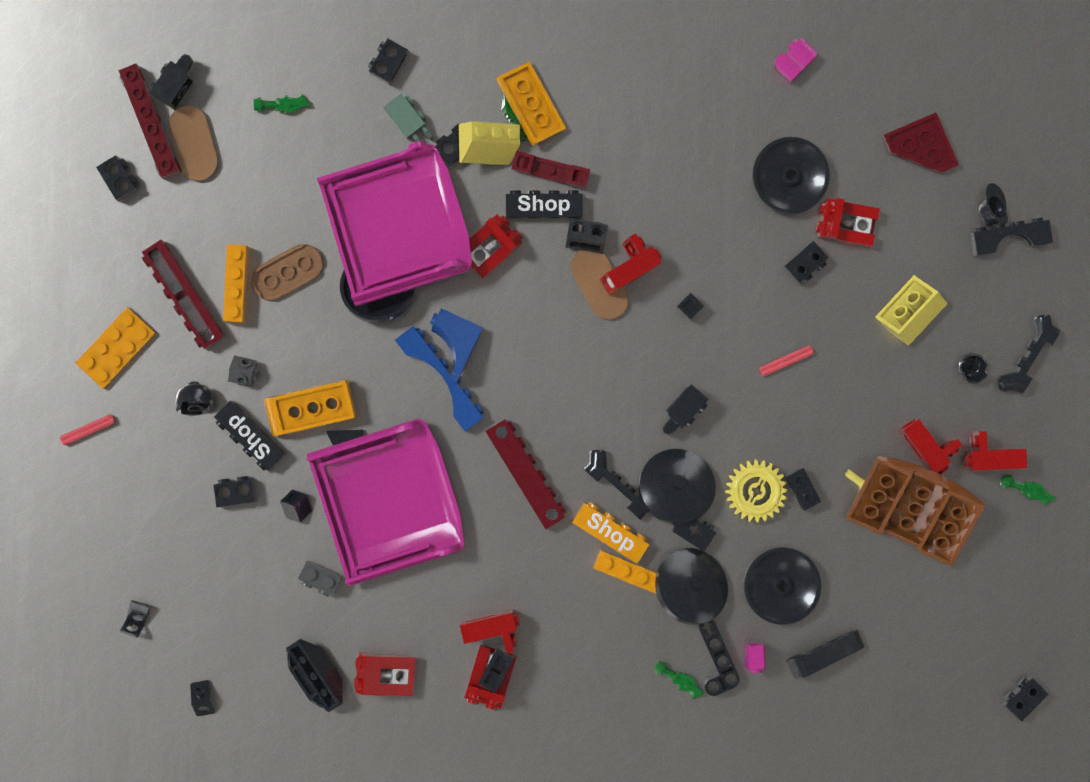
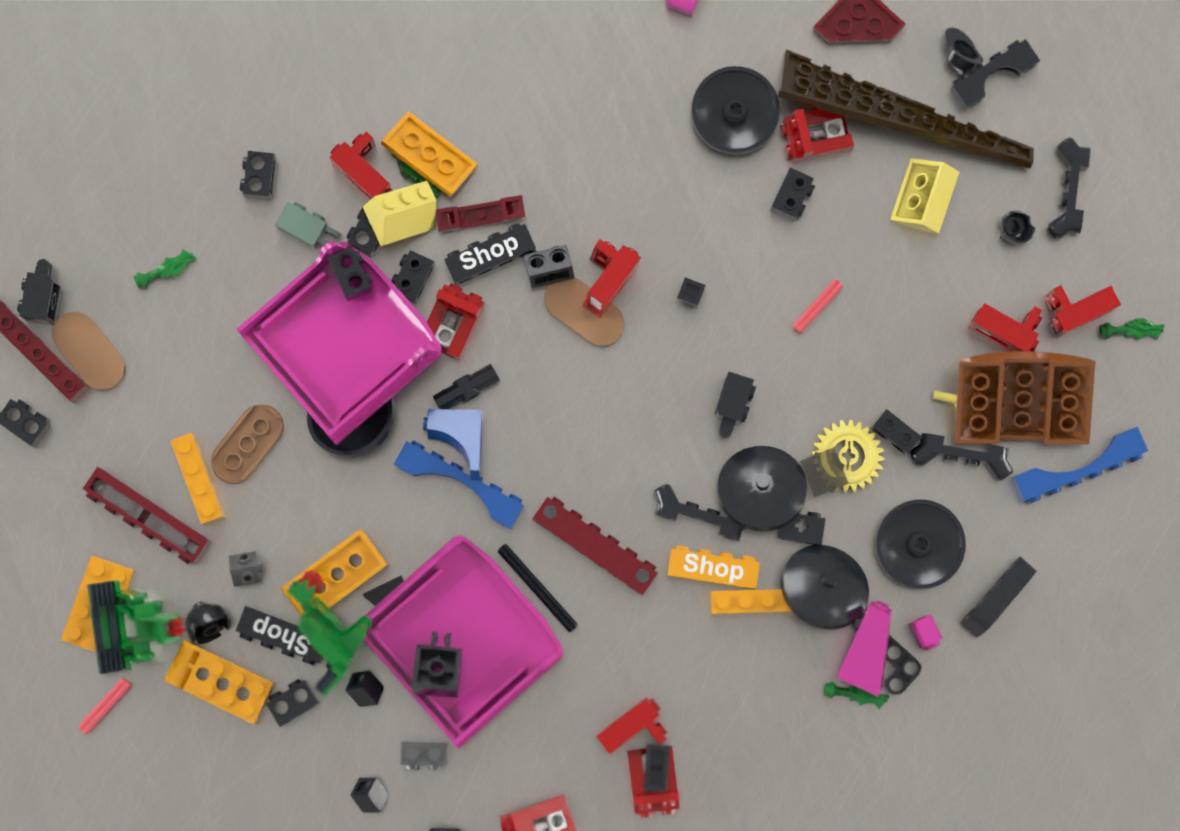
camera: 30 degrees left, 5 degrees down
(113, 387) = (107, 612): none -> green container
(160, 434) = (185, 675): none -> light orange hinge
(264, 590) = (369, 795): none -> black panel
(283, 451) = (326, 631): none -> green container
(354, 507) = (432, 657): none -> black hinge
(421, 173) = (346, 275): none -> black brick
(465, 86) = (351, 164): none -> red brick
(466, 486) = (537, 587): none -> black axle
(475, 195) = (413, 275): none -> black brick
(478, 304) = (466, 388): none -> black piece
(701, 654) = (868, 652): none -> dark pink slope
(731, 496) = (824, 472): none -> clear smoke piece
(827, 513) = (932, 446): none -> black plate
(897, 214) = (866, 102): none -> dark brown wing
(976, 579) = (1121, 448): none -> blue arch

